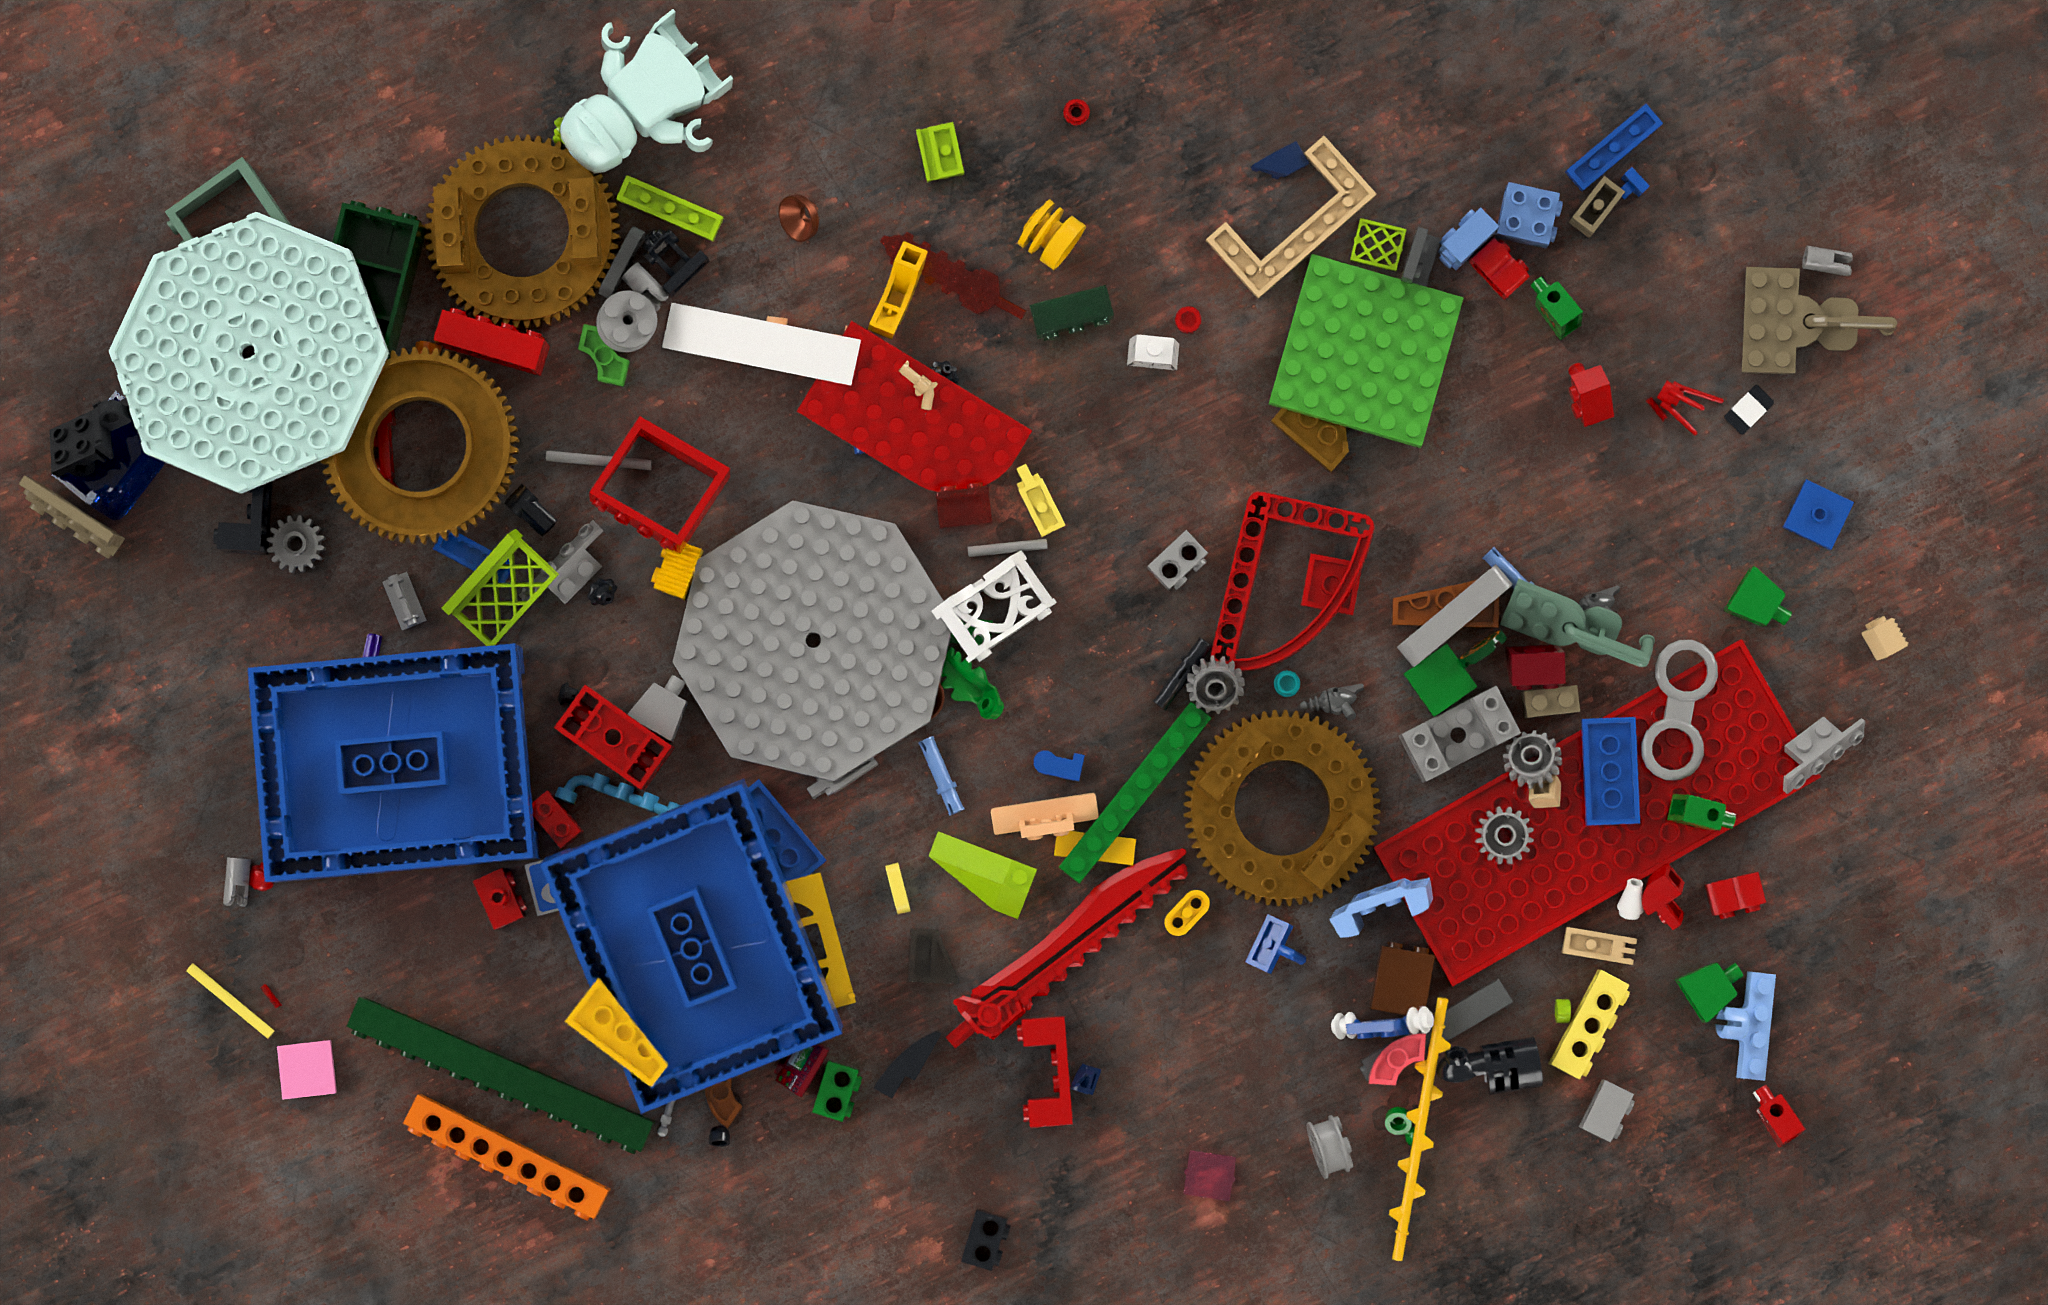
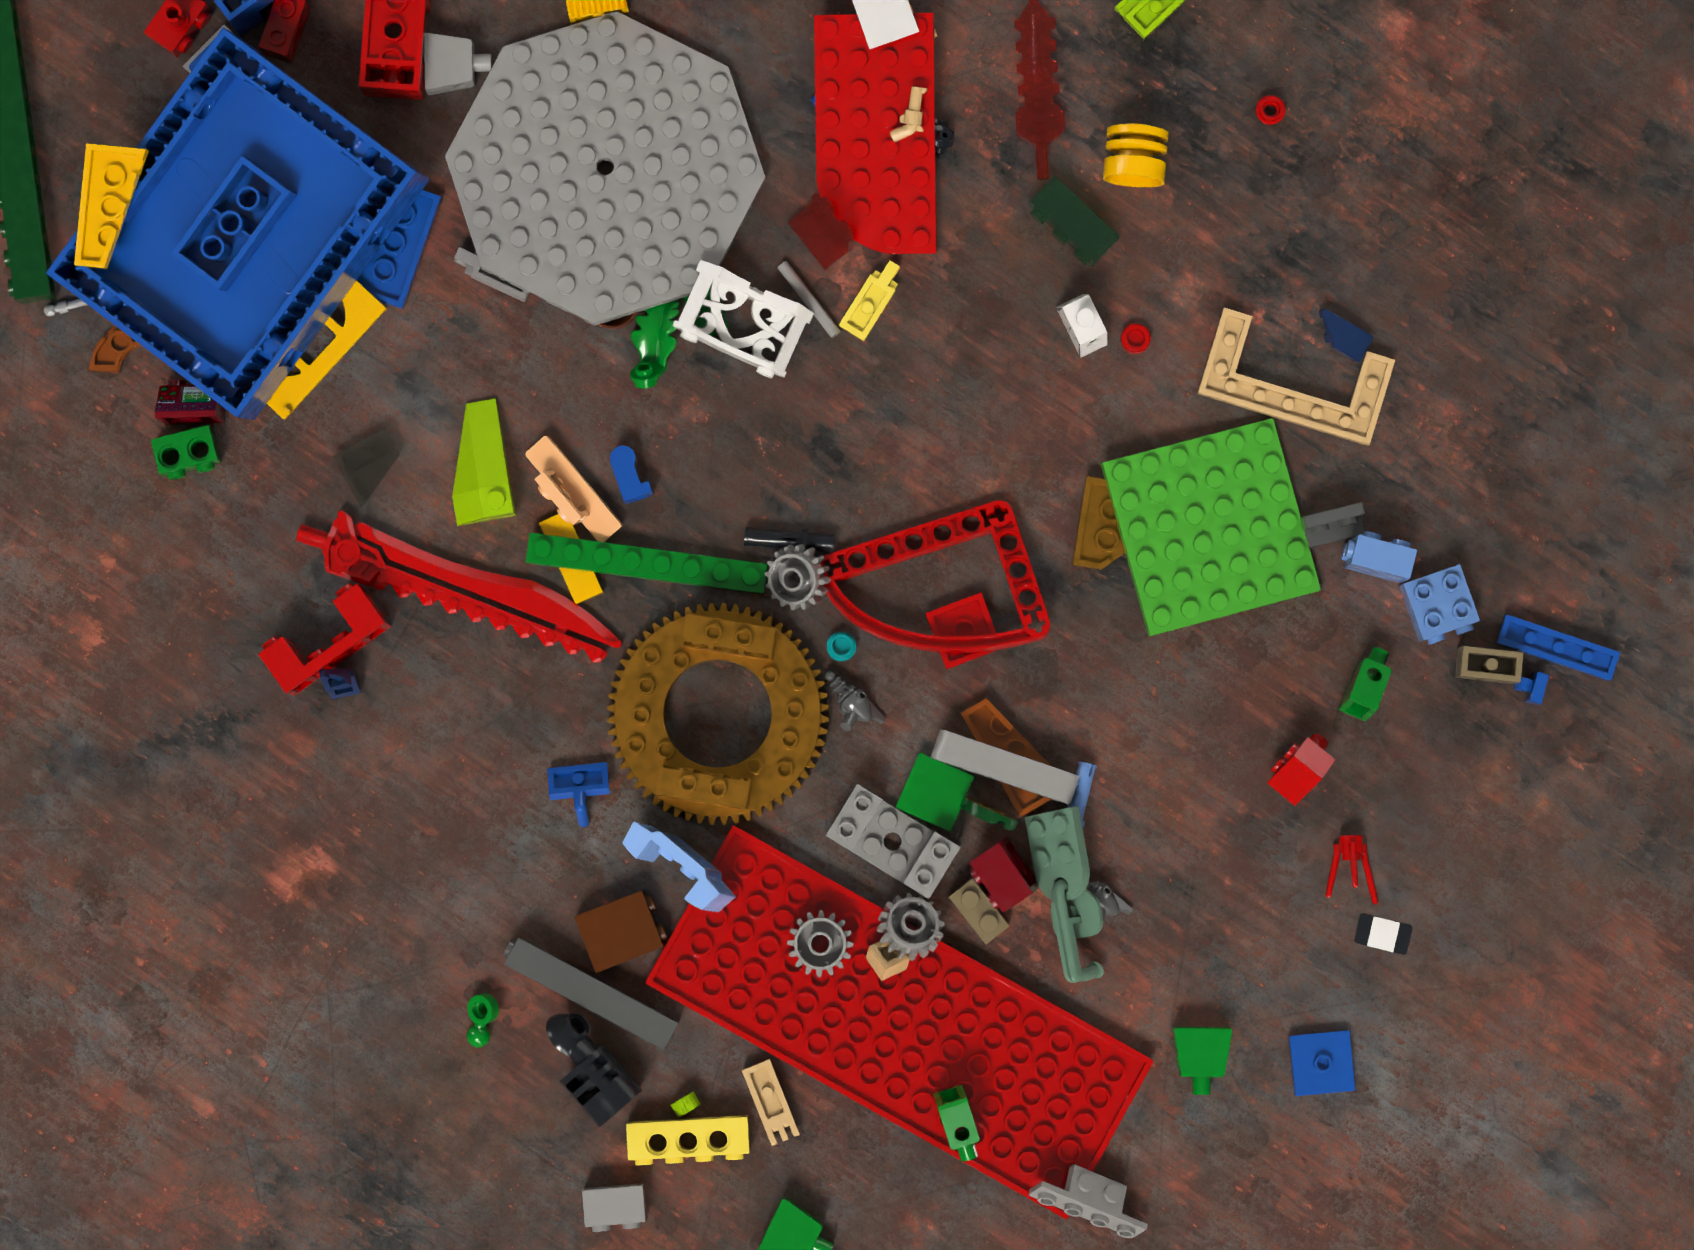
camera: 55 degrees right, 0 degrees up
(623, 792) = (350, 75): dark azure bar -> none
(719, 1136) = (76, 367): black hinge -> none
(897, 888) = (416, 392): light yellow beam -> none
(899, 290) = (992, 45): yellow arch -> none
(907, 1064) = (249, 502): black slope -> none
(941, 776) = (549, 369): medium blue pin -> none
(978, 1238) = (128, 673): black brick -> none
(1173, 556) = (897, 462): light grey brick -> none
(1186, 912) = (561, 683): yellow plate -> none
(1209, 1175) = (321, 859): clear pink piece -> none
(1329, 1147) = (417, 957): light grey wheel -> none
(1350, 1025) = (545, 909): plate -> none
(1396, 1057) = (540, 968): coral tile -> none
(1398, 249) = (1342, 472): lime window -> none
(1419, 1118) = (497, 1026): yellow plant -> none
(1500, 268) = (1371, 608): red brick -> none
(1610, 771) = (945, 1009): blue plate -> none
(1630, 903) = (833, 1106): white cone -> none
(1655, 407) = (1328, 844): red leg -> none
(1659, 894) = (853, 1131): red brick -> none
(1679, 710) = (1046, 1041): light grey bar -> none
(1735, 894) = (901, 1204): red brick -> none
(1776, 325) = (1490, 905): dark tan plate -> none
(1825, 260) = (1573, 917): light grey hinge -> none
(1884, 637) = (1239, 1198): tan brick -> none

